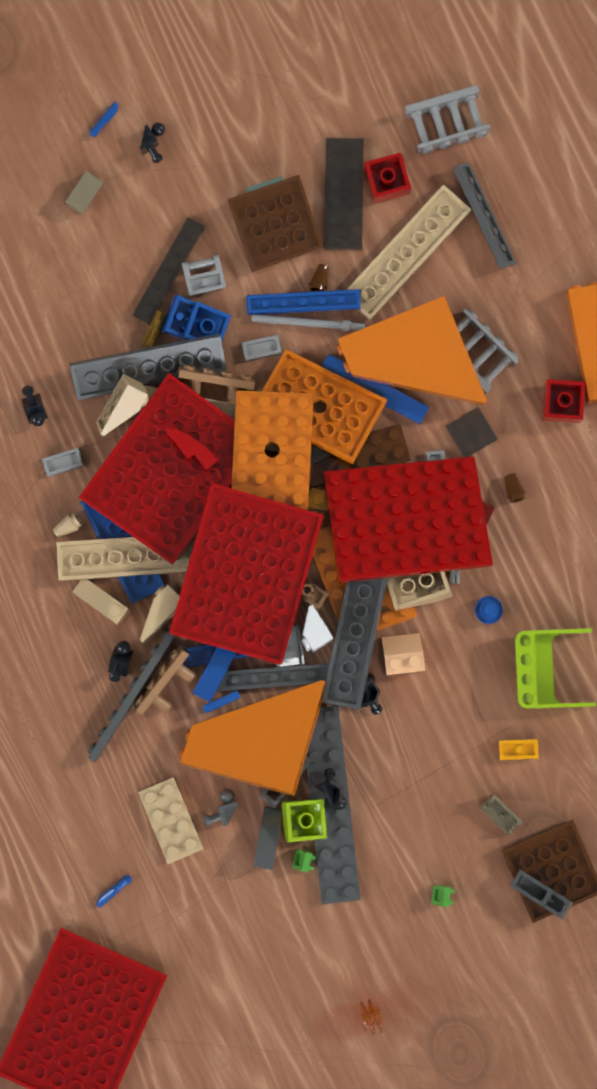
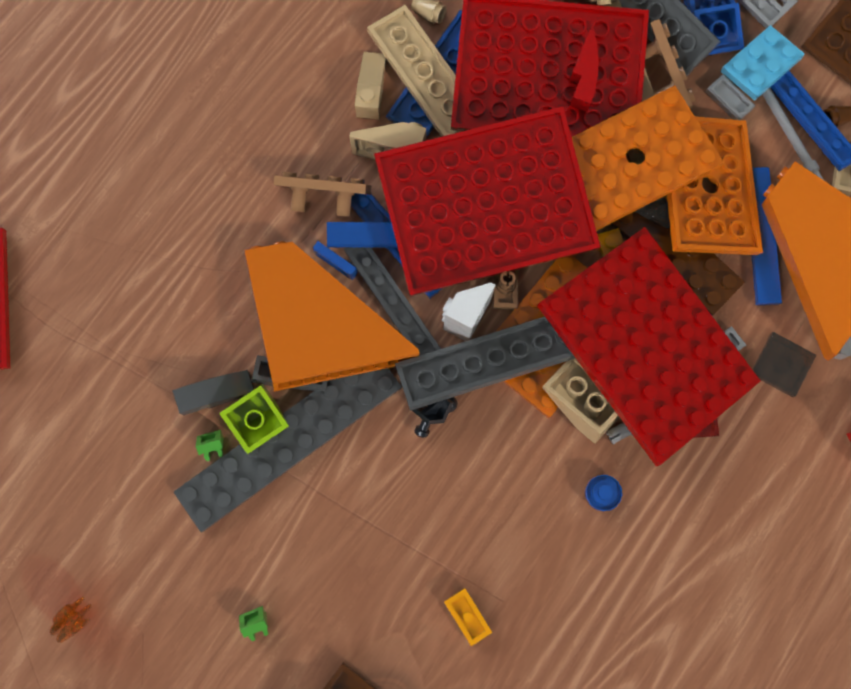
camera: 60 degrees right, 5 degrees down
(105, 897) = (70, 261): blue piece -> none
(120, 661) = (319, 134): black piece -> none
(128, 699) = (276, 166): dark grey plate -> none
(170, 820) = (179, 280): tan plate -> none
(225, 811) = (217, 329): dark grey piece -> none
(249, 310) = (762, 62): none -> medium azure plate
(294, 651) = (431, 304): light grey plate -> none
(332, 791) = (302, 430): black piece -> none
(403, 654) = (497, 425): light nougat slope -> none
(501, 814) = (382, 639): dark tan hinge -> none
(513, 488) = (753, 445): reddish brown cone -> none
(535, 668) = (571, 584): lime windscreen -> none

